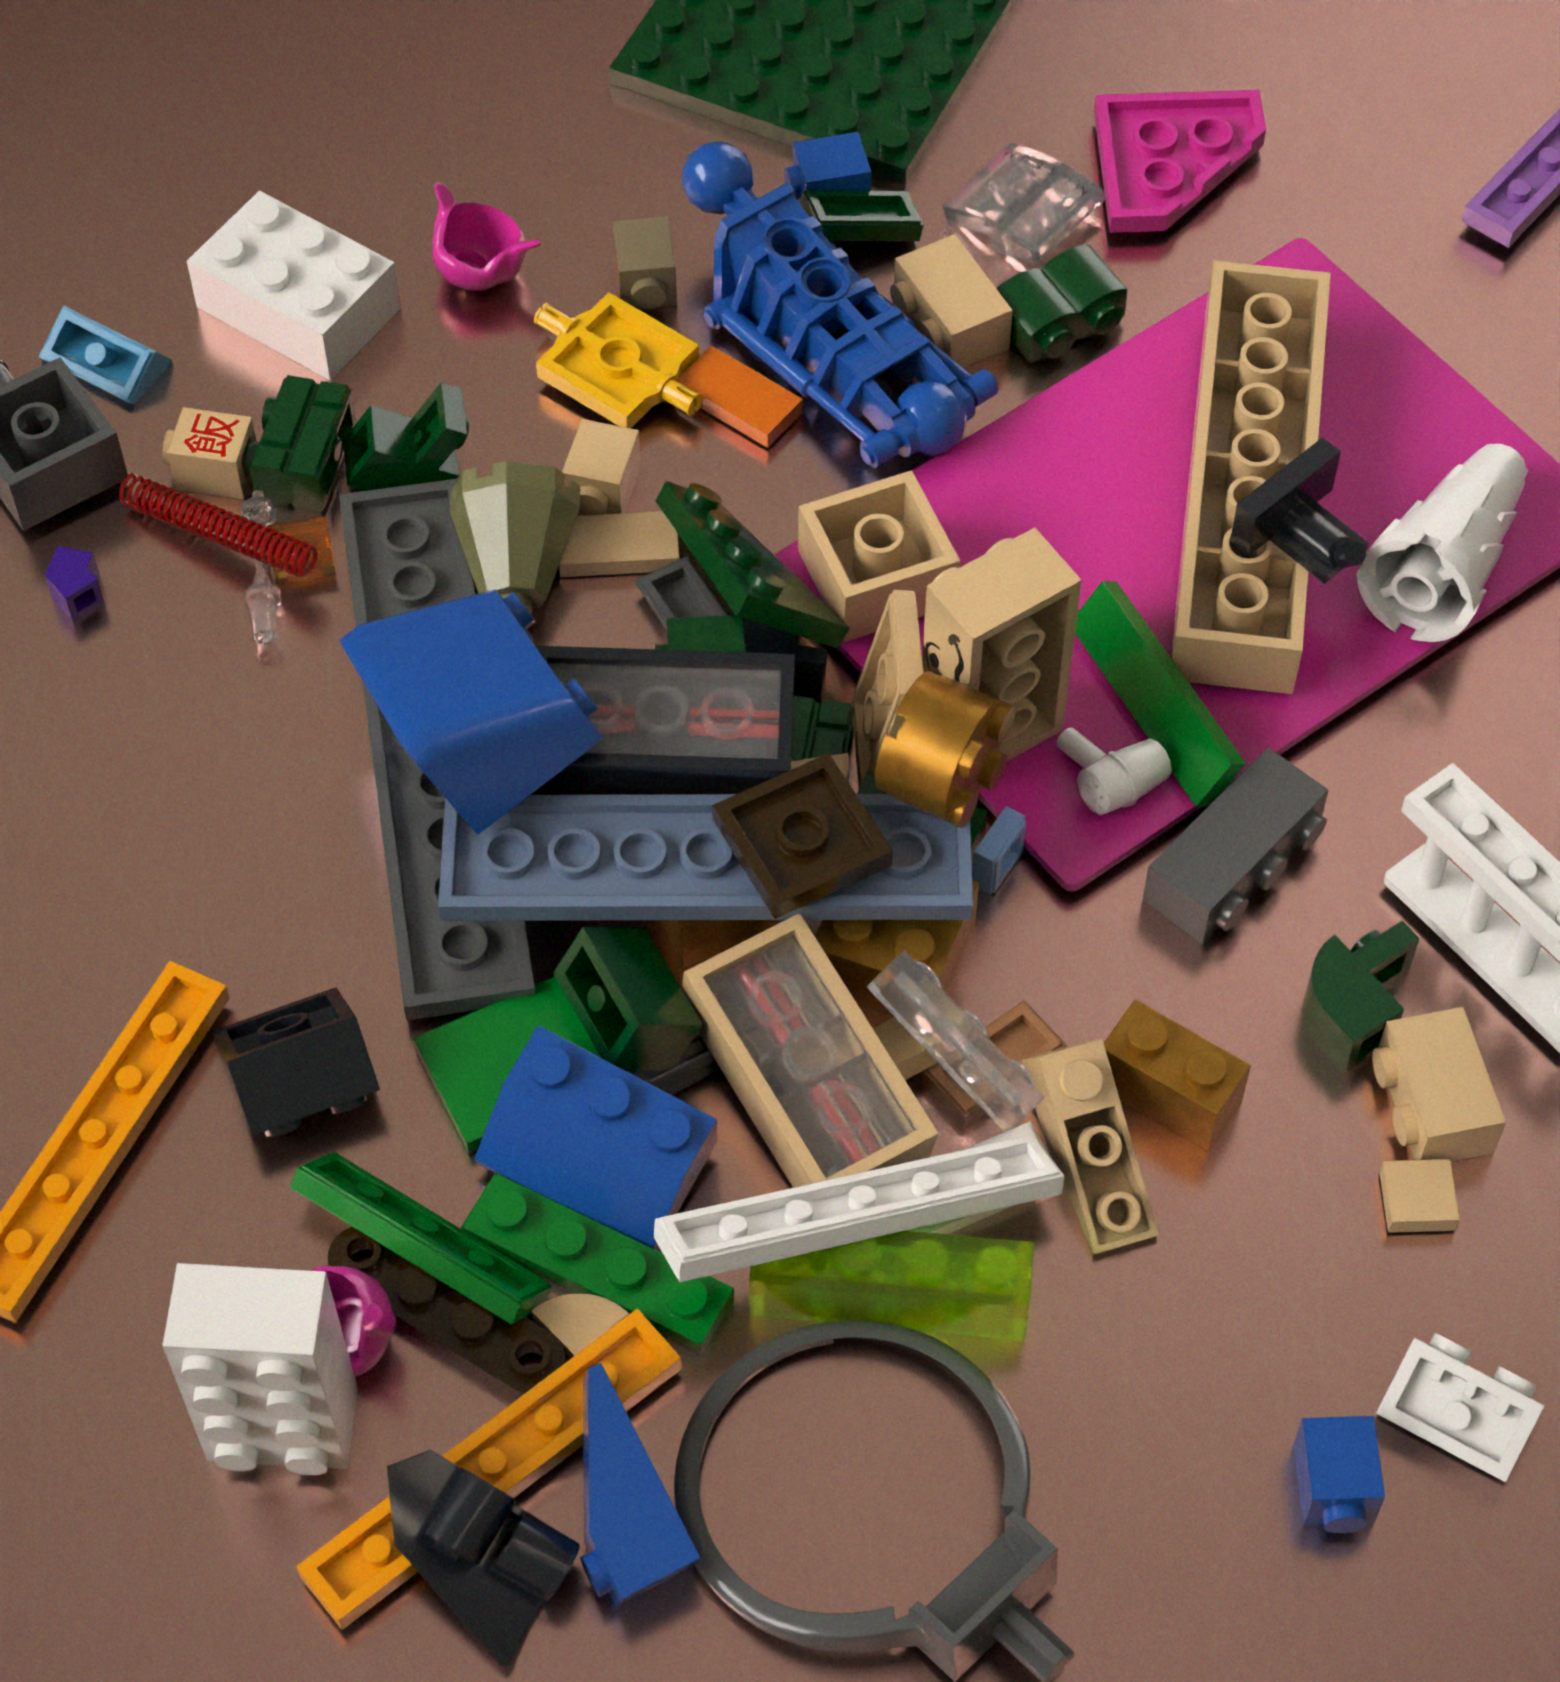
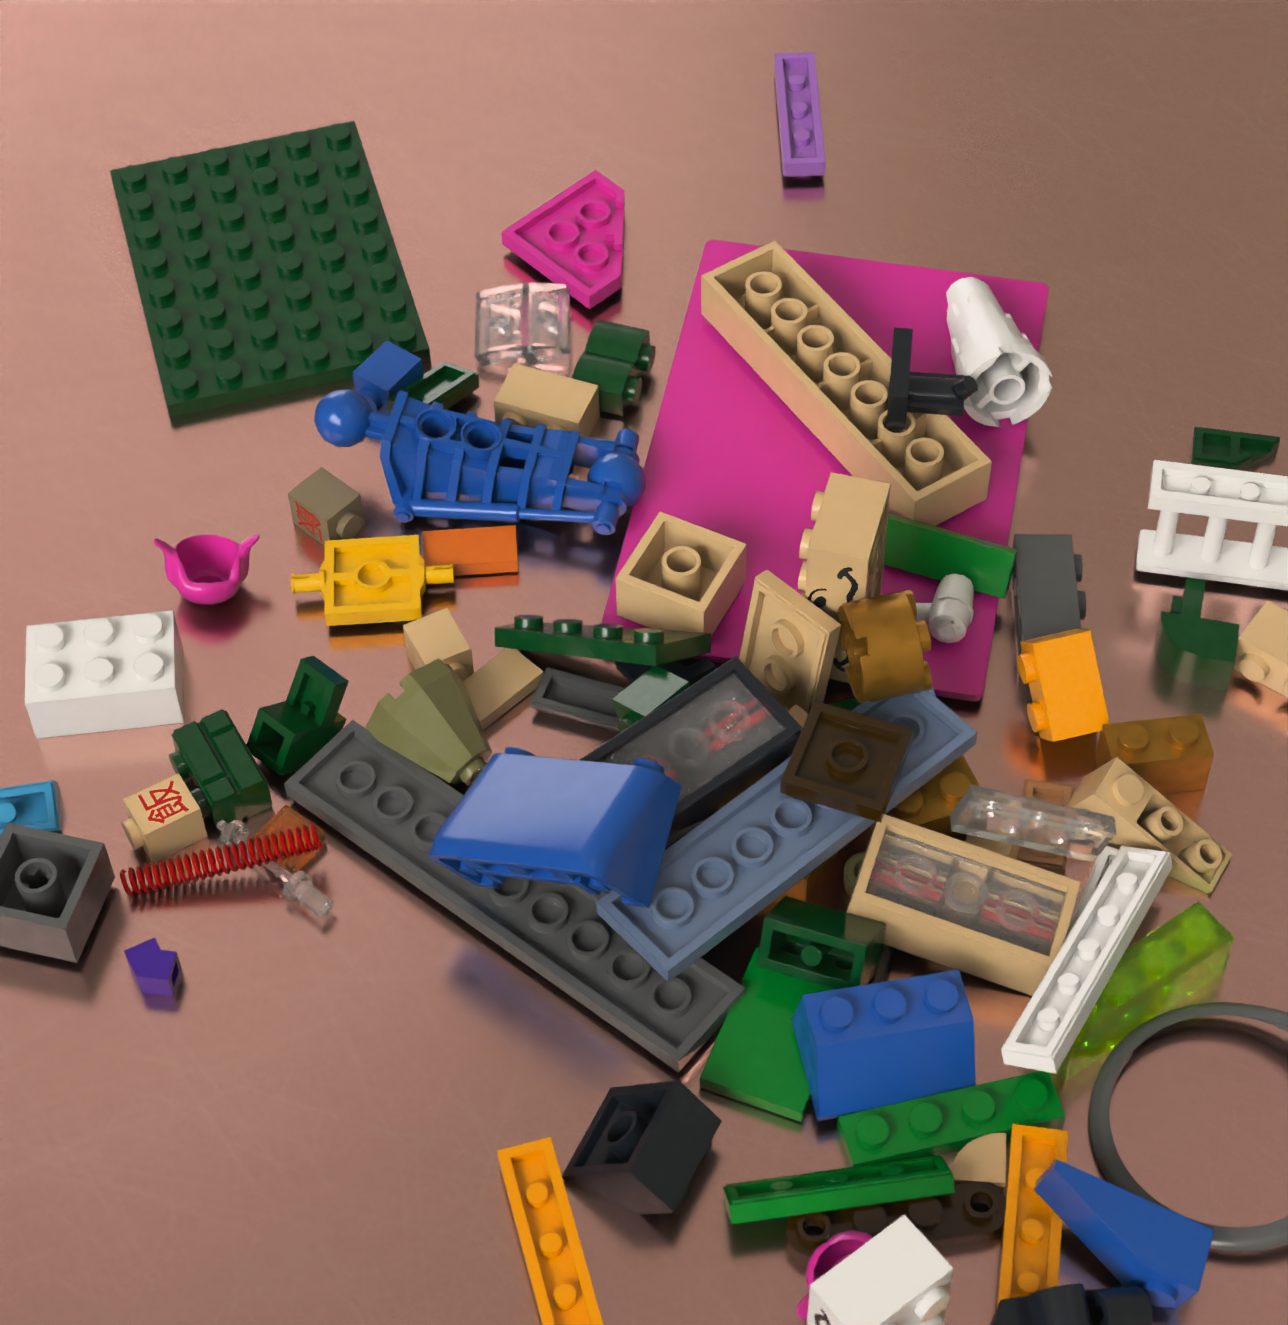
camera: 40 degrees left, 5 degrees down
(1143, 931) = (1063, 685): none -> light orange brick

